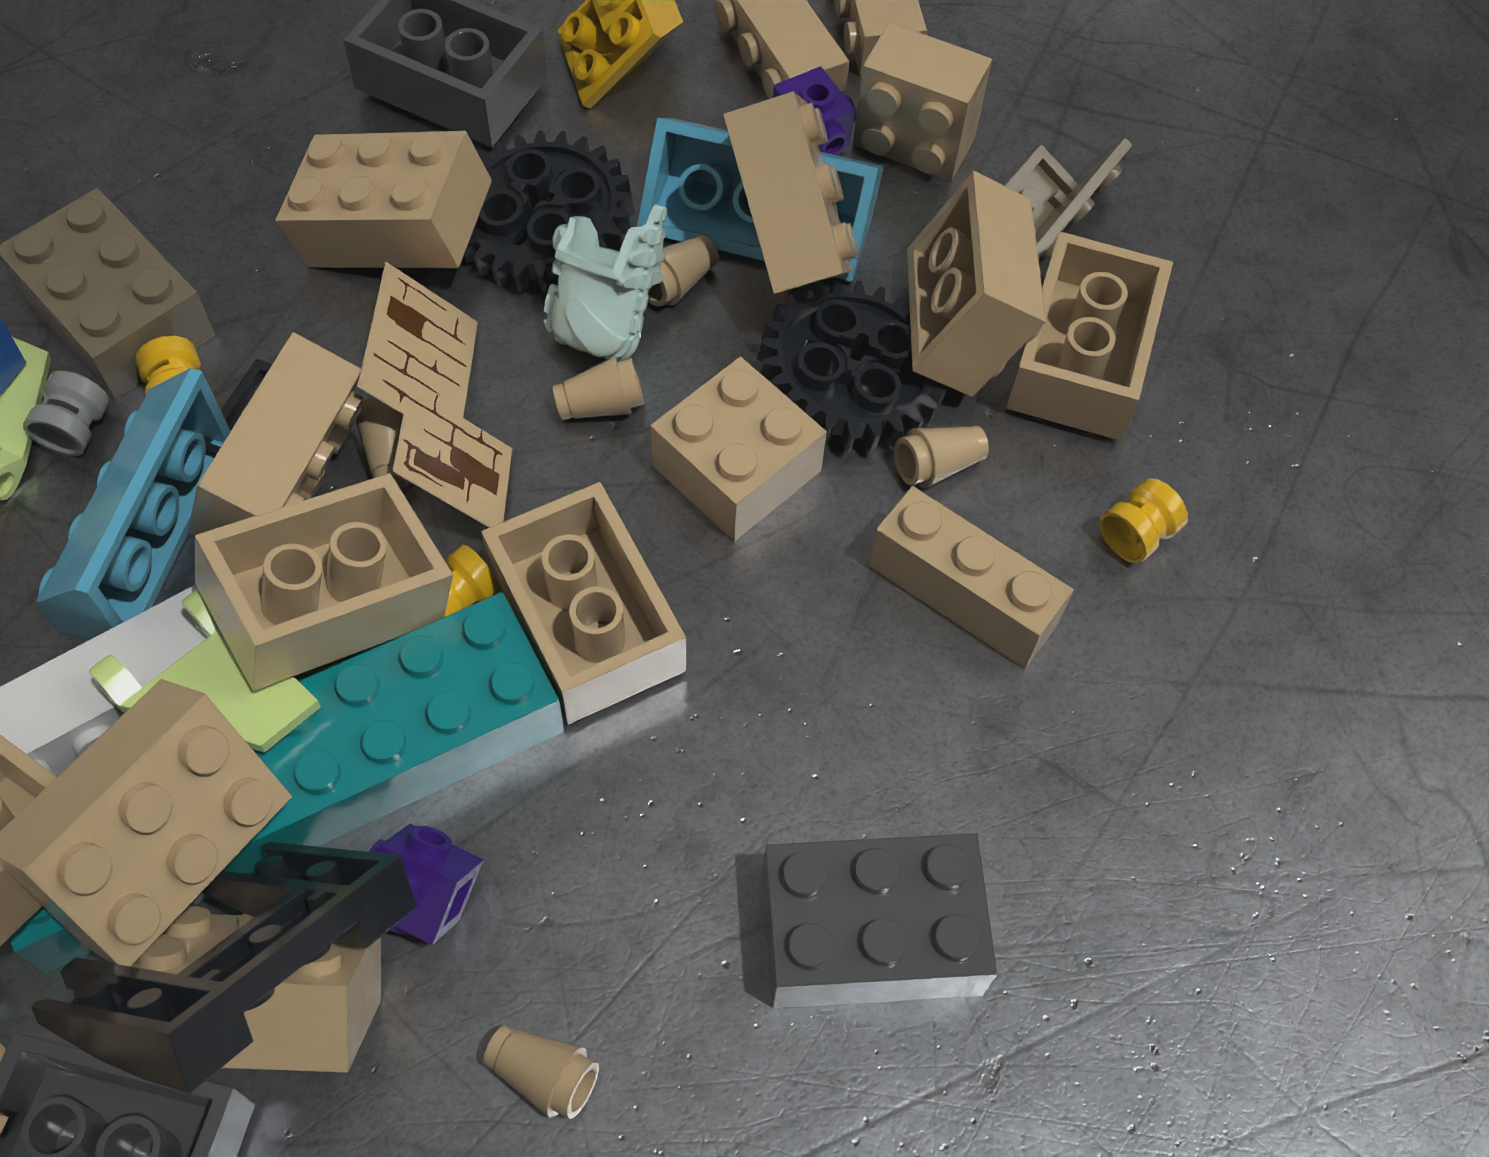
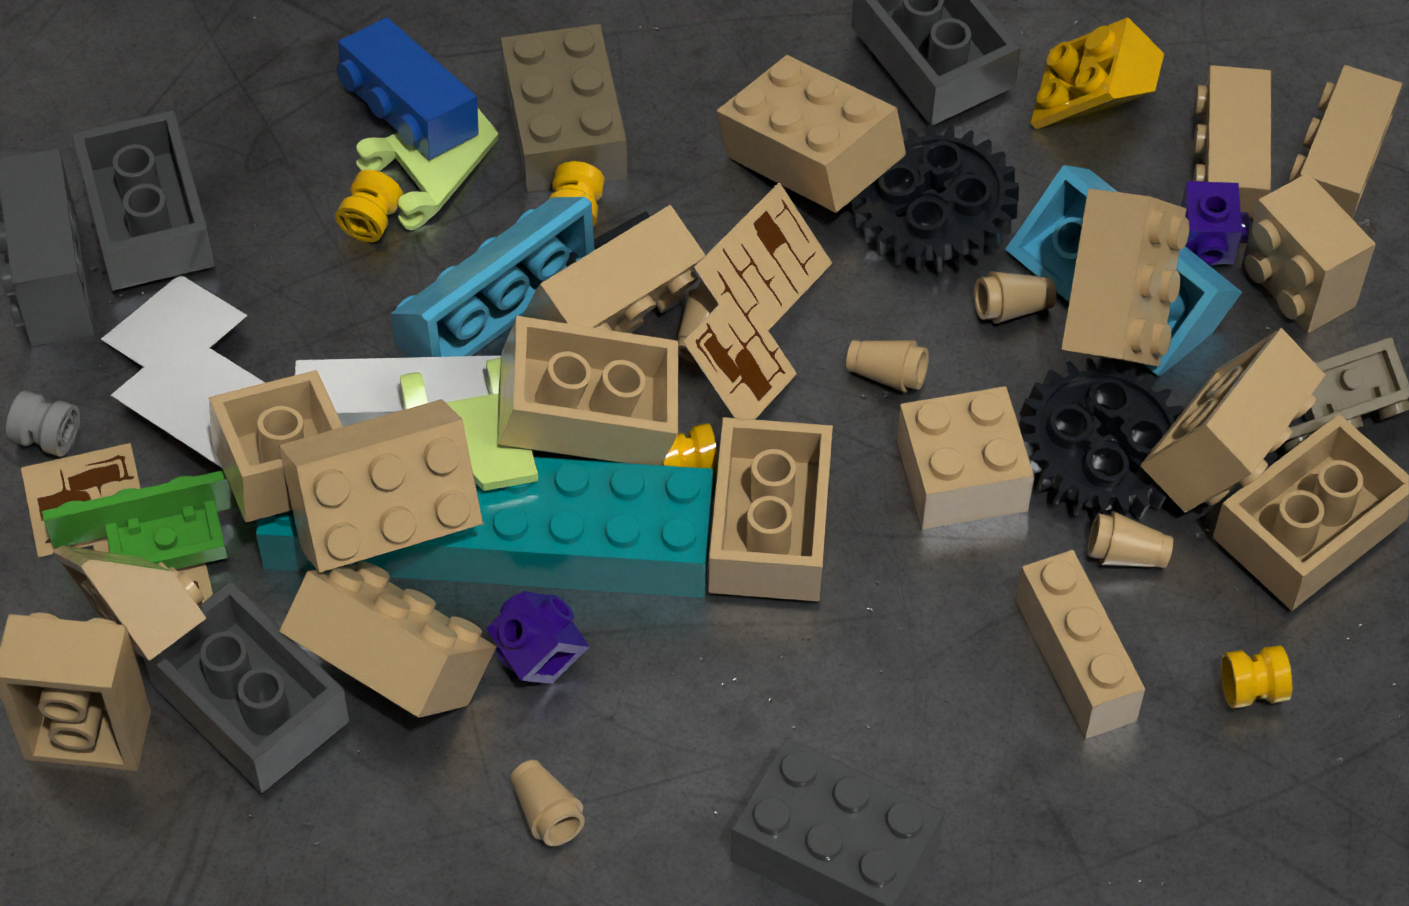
camera: 35 degrees right, 5 degrees down
(66, 413) = (485, 187): light grey wheel -> none
(194, 1021) = (435, 595): black wedge -> none
(603, 289) = (937, 280): light aqua helmet -> none

